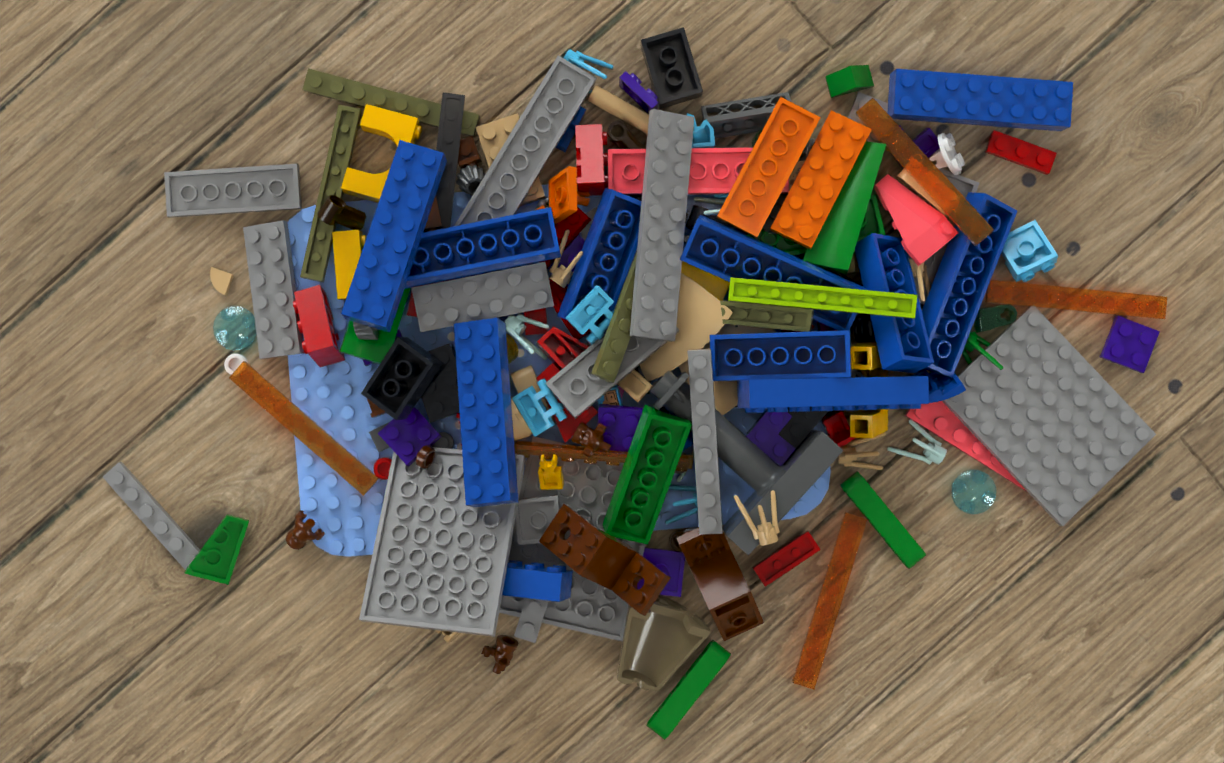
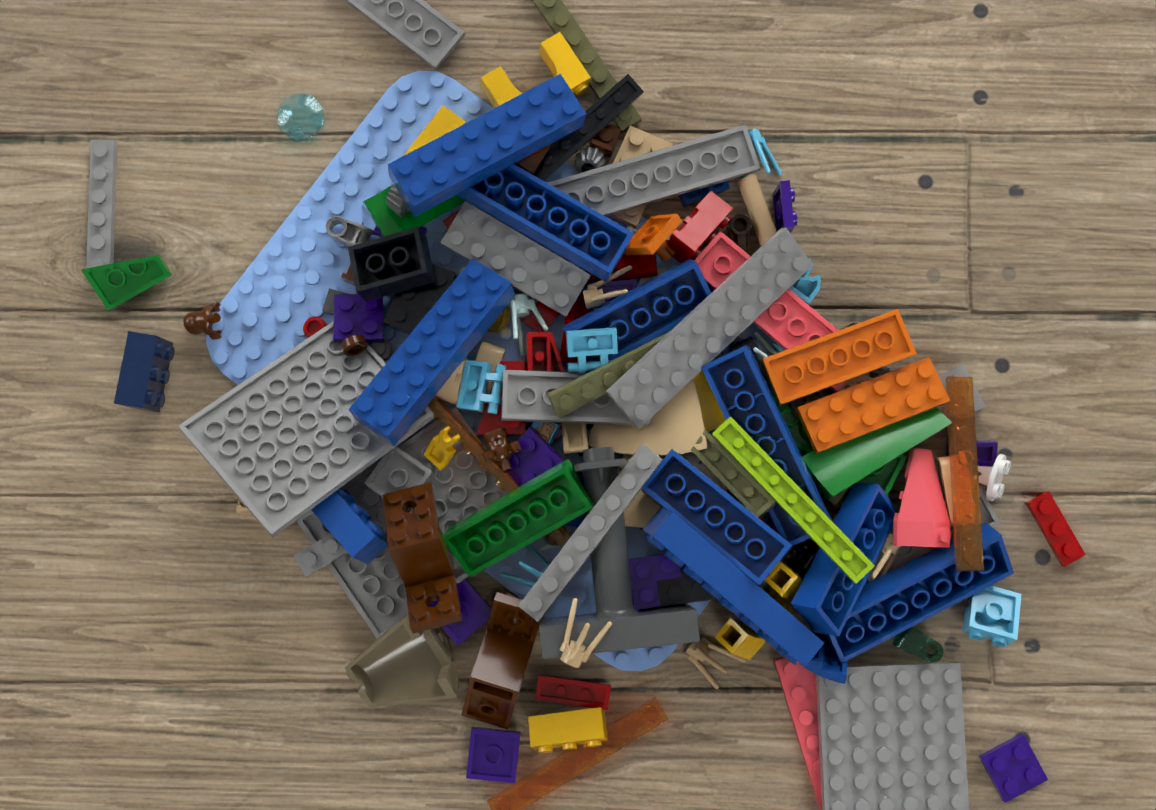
camera: 40 degrees right, 5 degrees down
(221, 280) = (323, 70): tan tile -> none
(233, 362) = (275, 145): white tile -> none
(273, 289) = (356, 113): light grey plate -> none
(295, 604) = (144, 372): none -> dark blue brick
(304, 428) = (281, 240): clear orange plate -> none
(317, 326) = (363, 169): red wedge -> none
(336, 211) = (460, 91): dark brown piece -> none
(337, 161) = (468, 77): olive plate -> none
(349, 379) = (352, 233): none -> light grey piece
(502, 653) = (273, 561): reddish brown piece -> none
(671, 68) = (828, 213): black brick -> none
(688, 689) = (396, 729): green beam -> none
(746, 120) = (844, 304): dark grey fence -> none
(769, 648) = (493, 754): none -> dark purple plate
(805, 586) = (567, 729): none -> yellow brick
(837, 427) = (710, 620): red bracket -> none
(849, 80) = (963, 348): green slope -> none
(883, 520) = (680, 732): green beam -> none
(932, 450) = (772, 710): light aqua plant -> none
(973, 343) = (883, 649): green plant -> none
(973, 491) = (776, 775): clear light blue dish -> none
(980, 100) = (1059, 456): blue brick -> none
(1076, 299) = (1000, 691): clear orange plate -> none

